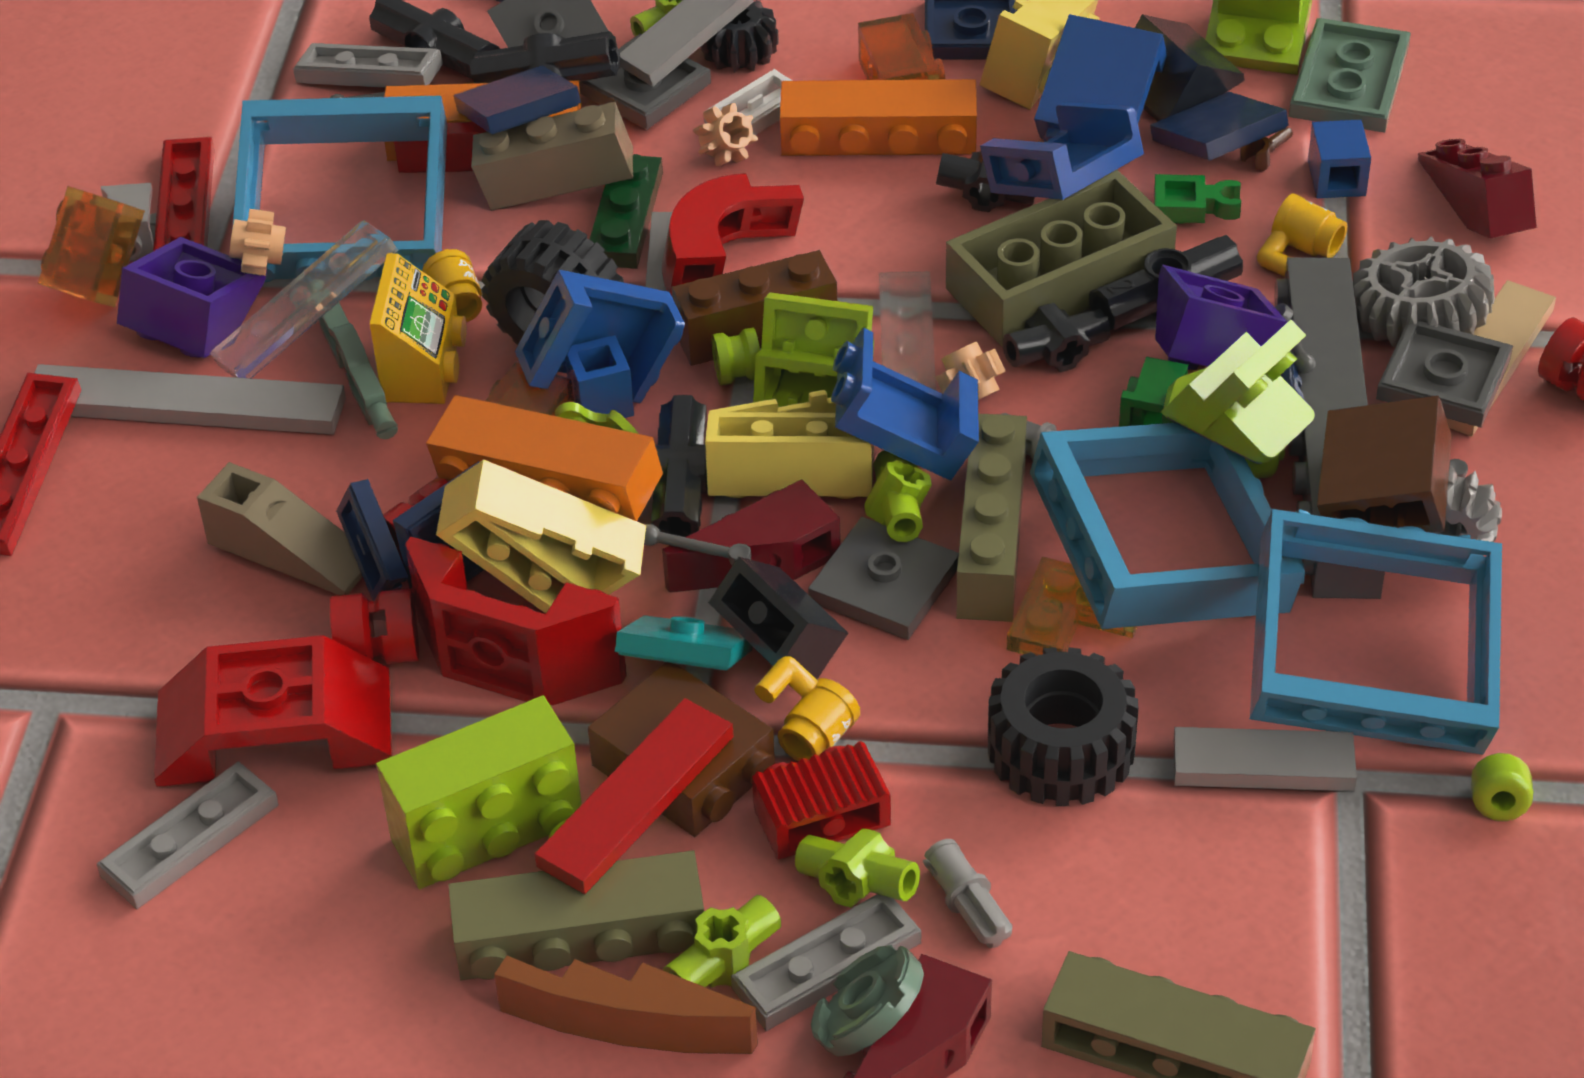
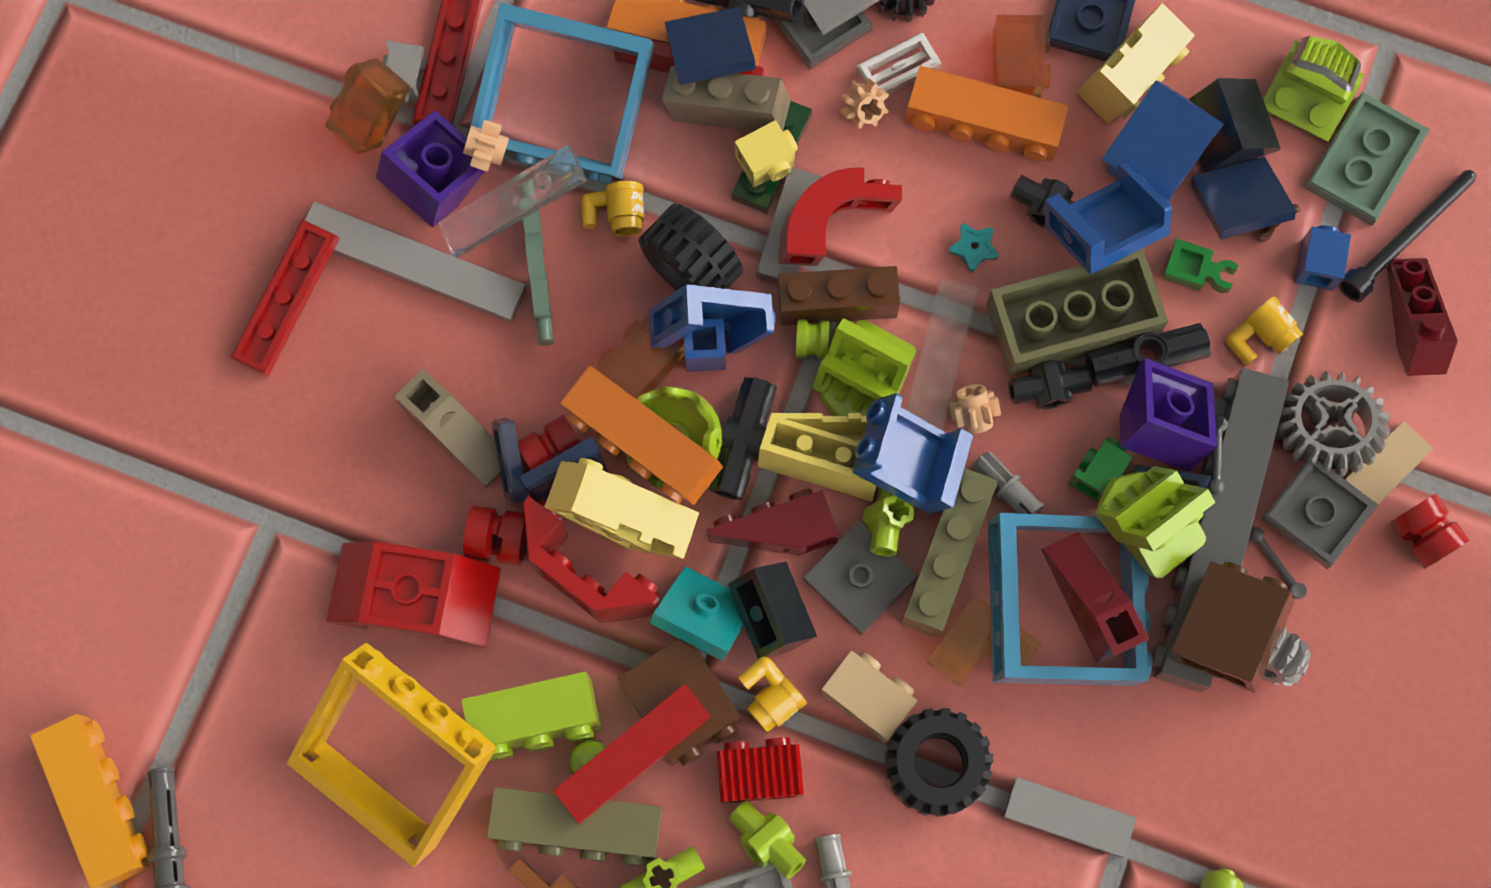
camera: 15 degrees right, 30 degrees up
(187, 833) = (354, 789): none -> yellow window
(187, 835) = (307, 685): light grey tile -> none
(415, 334) = (584, 260): yellow slope -> none
(617, 188) = (766, 154): none -> light yellow brick
(654, 536) = (758, 552): dark grey hinge -> none
(910, 239) = (971, 256): none -> teal plate
(937, 685) = (869, 695): none -> tan brick
(1205, 483) = (1094, 598): none -> dark red slope
(1371, 710) = (1249, 783): dark azure window -> none
(1393, 171) = (1359, 282): none -> black piece

